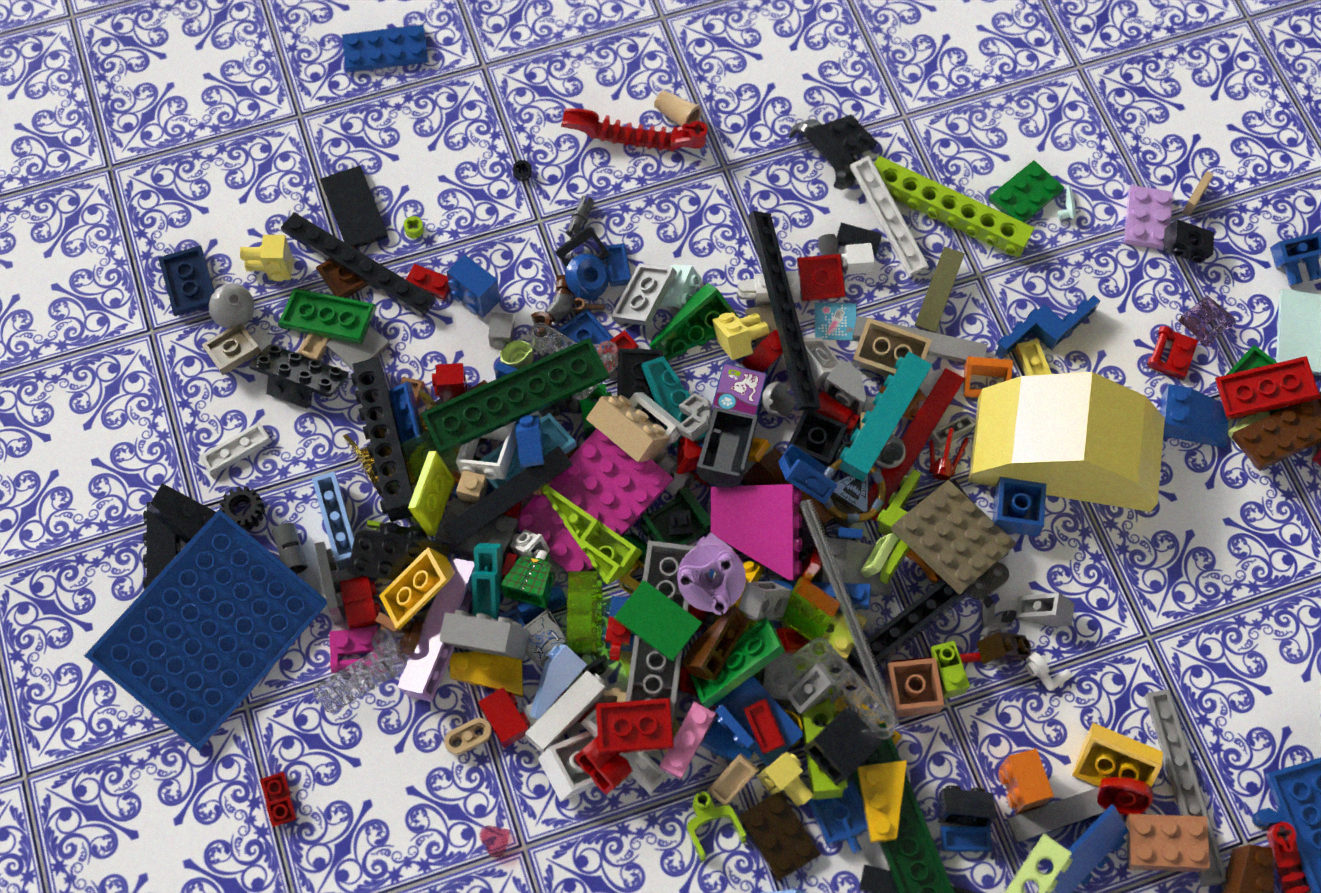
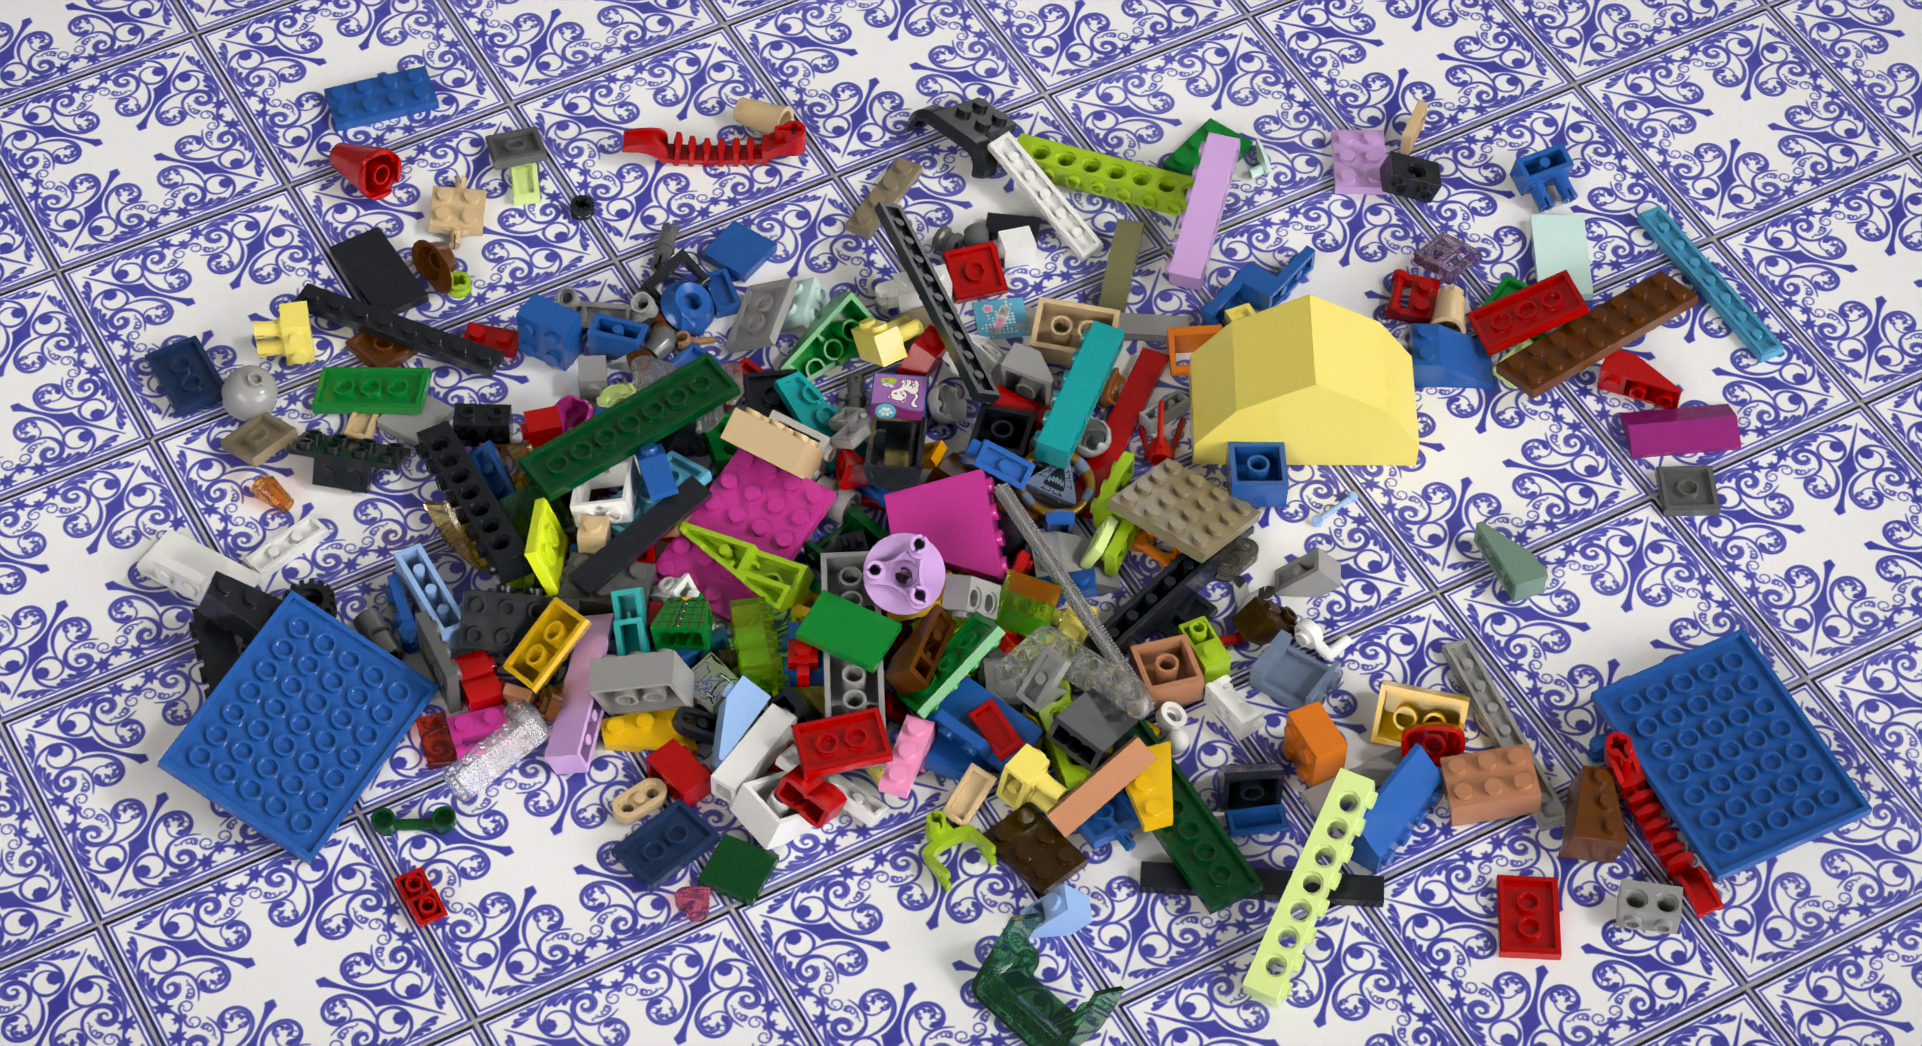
camera: 10 degrees left, 15 degrees down
(161, 460) = (189, 565): none -> white bracket
(232, 398) = (272, 493): none -> clear orange cone
(264, 723) = (385, 824): none -> dark green bar
(312, 530) = (402, 615): none -> blue hinge
(318, 650) = (436, 740): none -> clear red tile
(360, 113) = (367, 168): none -> red cone
(398, 207) = (435, 263): none -> reddish brown piece
(407, 362) = (482, 423): none -> black brick
(424, 160) = (457, 211): none -> tan plate
(478, 365) = (573, 411): none -> dark pink hair
(479, 109) = (516, 148): none -> dark grey tile
(481, 782) = (665, 845): none -> dark blue plate
(482, 139) = (525, 184): none -> yellowish green tile
(520, 275) = (639, 310): none -> light grey plate
(524, 297) = (614, 336): none -> blue slope
(527, 674) = (695, 724): none -> black plate
(536, 814) = (738, 869): none -> dark green tile
(560, 613) = (728, 657): none -> dark brown plate
(613, 674) = (801, 704): none -> black tile
(638, 228) = (739, 251): none -> blue tile
(706, 380) = (855, 395): none -> dark grey pin
(761, 195) = (889, 190): none -> dark tan plate
(804, 245) = (947, 240): none -> dark grey wheel
(841, 798) = (1100, 786): none -> nougat tile
(912, 750) = (1172, 718): none -> white plate
(940, 632) = (1193, 608): none -> black slope
(964, 726) = (1232, 708): none -> white hinge
(1015, 252) = (1204, 211): none -> lavender brick
(1019, 704) = (1292, 674): none -> sand blue panel
(1062, 552) = (1317, 520): none -> light blue hinge
(1201, 372) = (1450, 309): none -> tan plant
(1217, 625) = (1511, 563): none -> sand green slope

